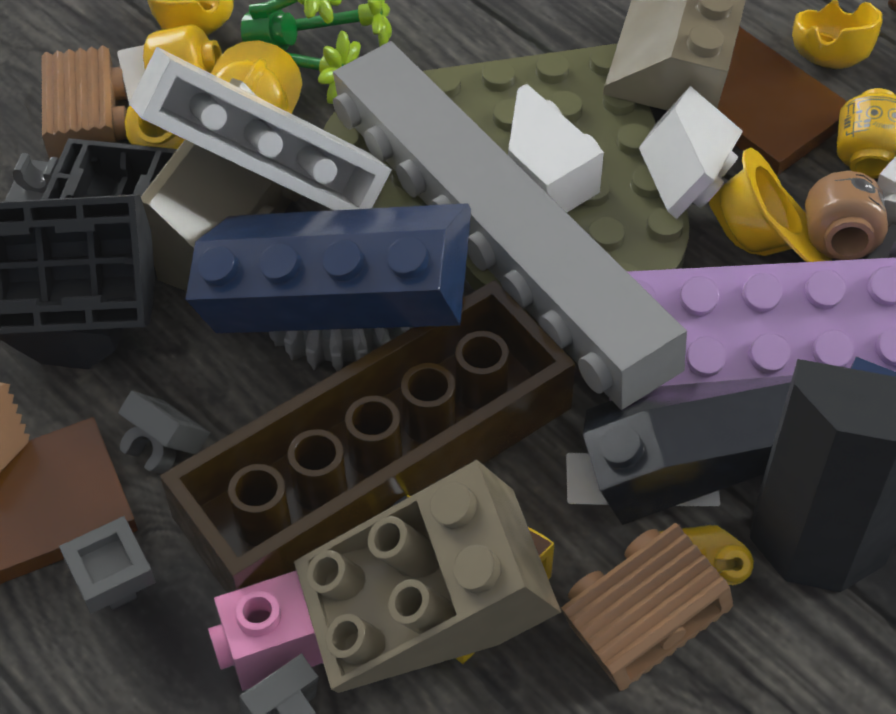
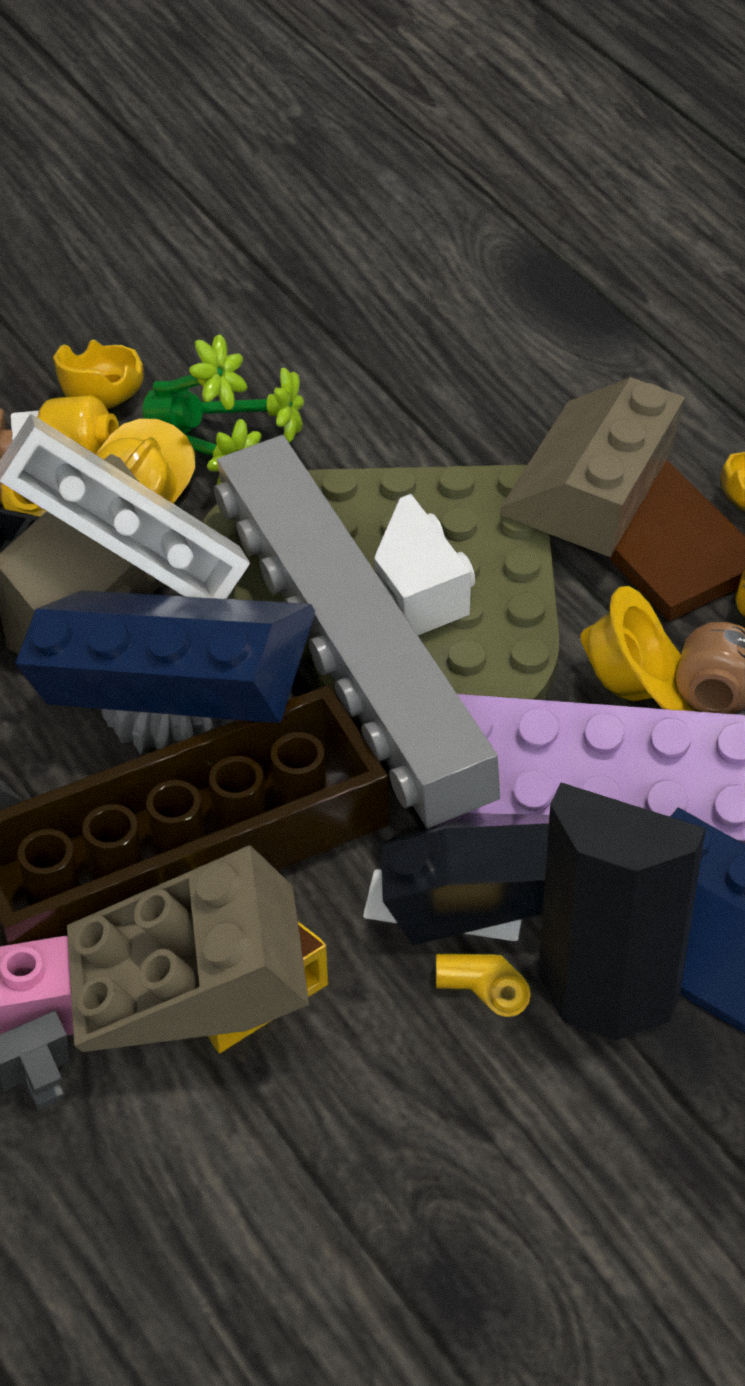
camera: 10 degrees right, 5 degrees down
(646, 604) = (405, 1018): medium nougat brick -> none
(690, 152) = (571, 583): white slope -> none

